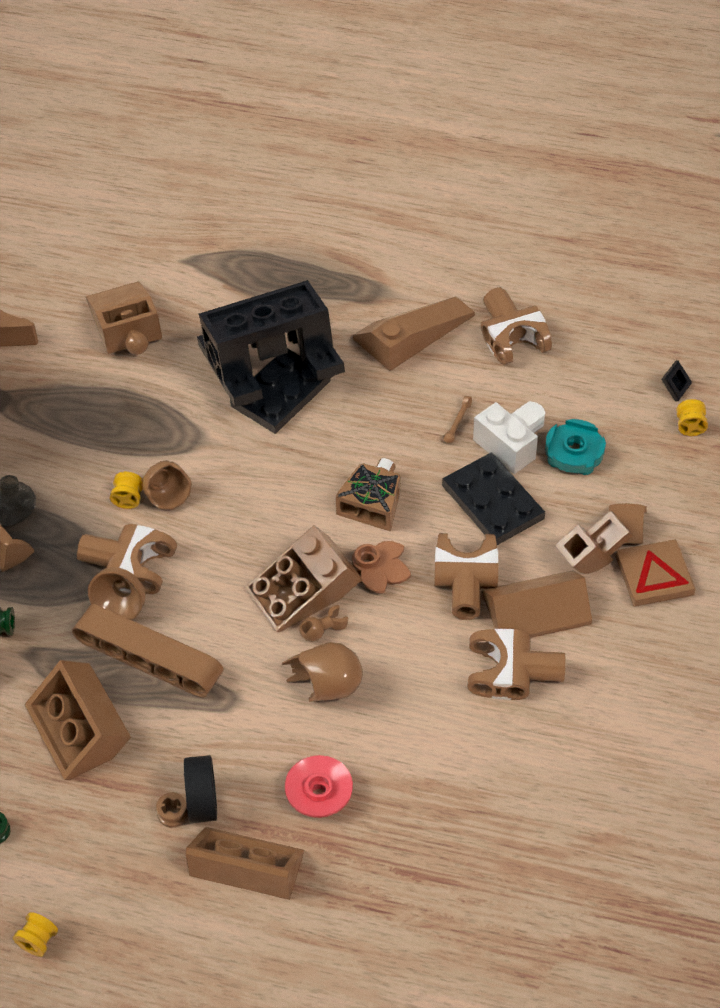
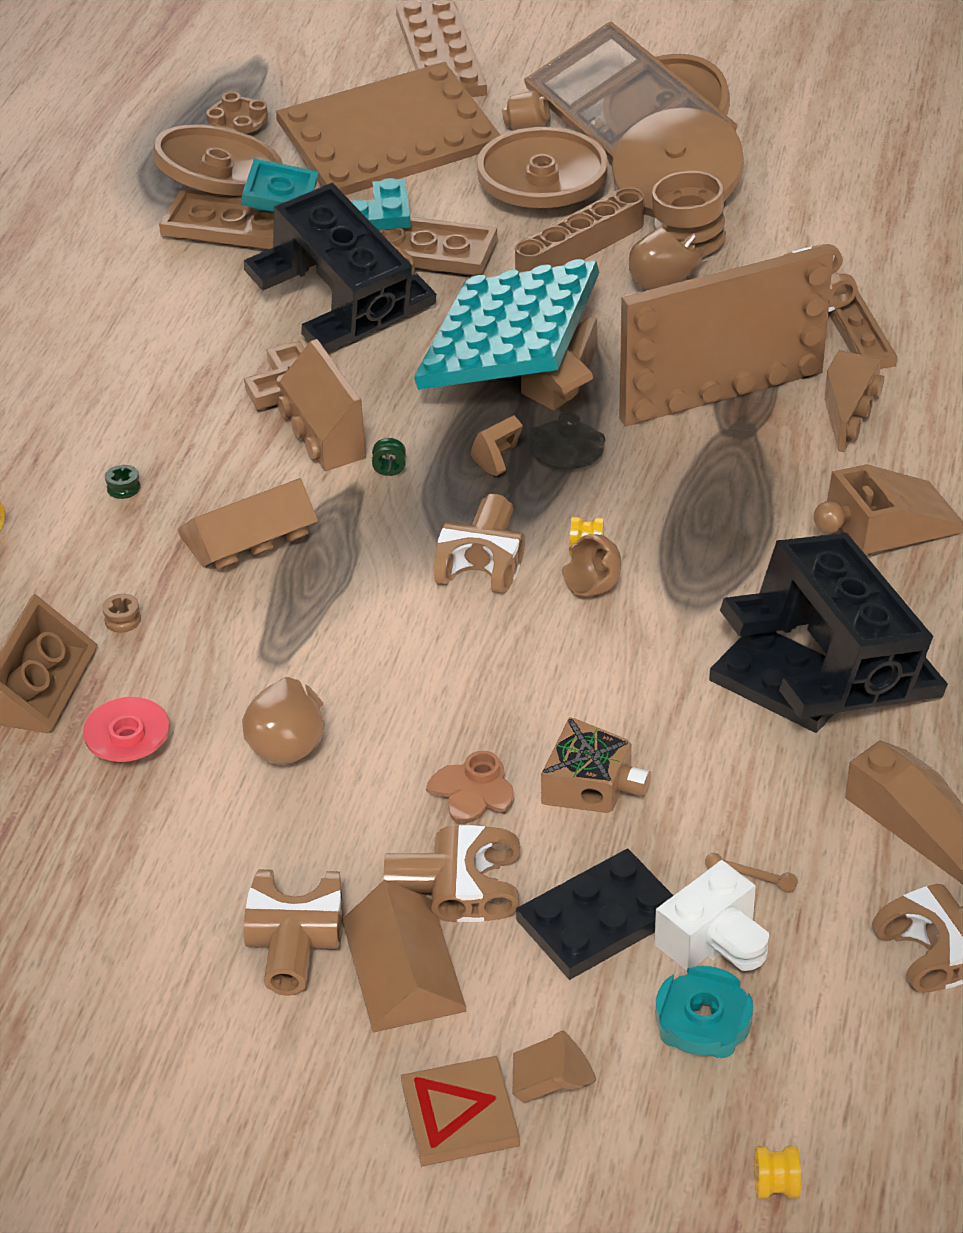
camera: 90 degrees right, 10 degrees down
(104, 593) = (419, 534): medium nougat piece -> none
(148, 650) = (338, 574): medium nougat beam -> none
(200, 789) = (125, 593): black tyre -> none
(303, 580) = (447, 708): medium nougat slope -> none
(313, 628) = (368, 720): medium nougat arm -> none
(593, 548) = (490, 1011): medium nougat brick -> none
(676, 380) = (862, 1157): black slope -> none

